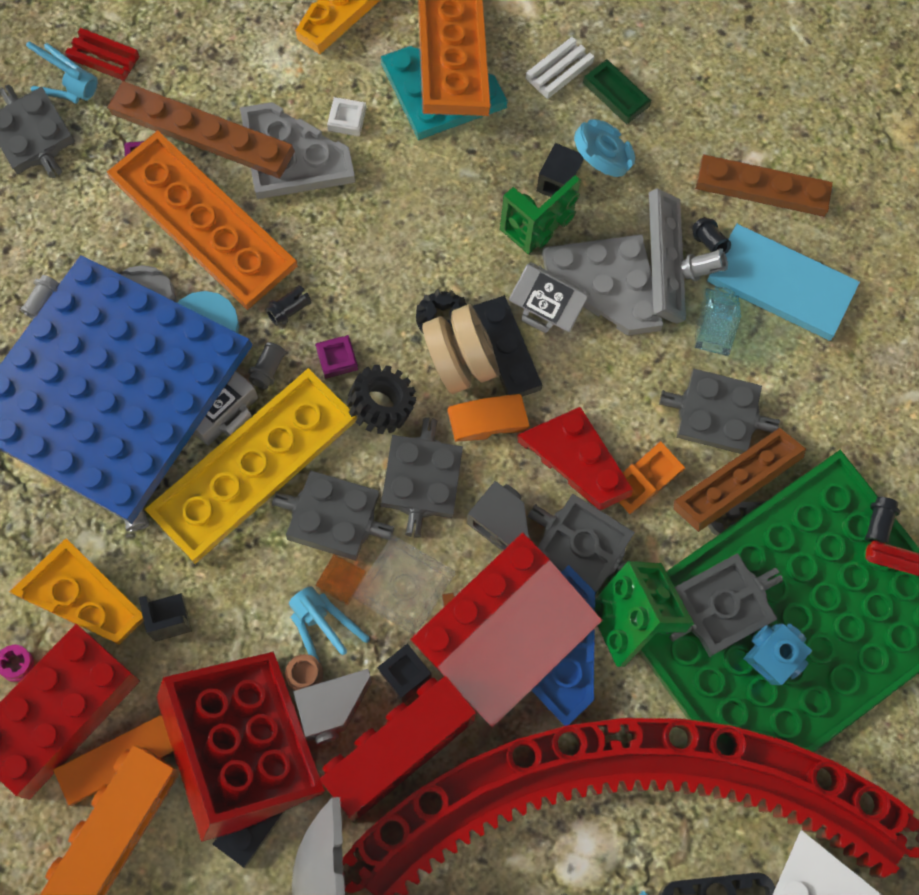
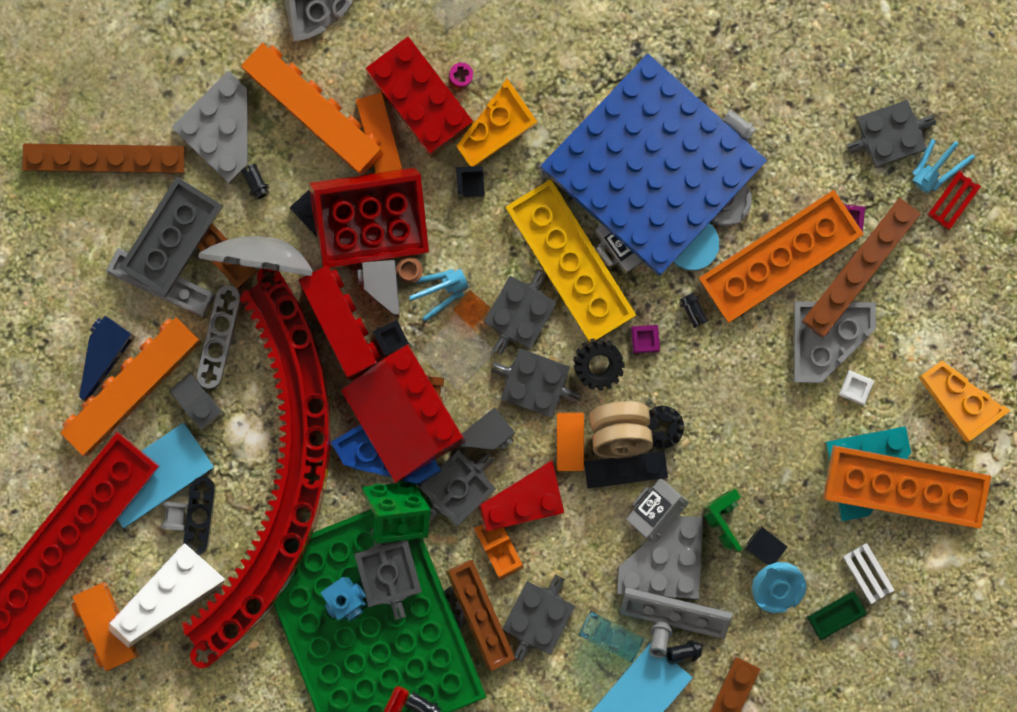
camera: 105 degrees right, 15 degrees up
(263, 373) = (647, 285): dark grey pin -> none

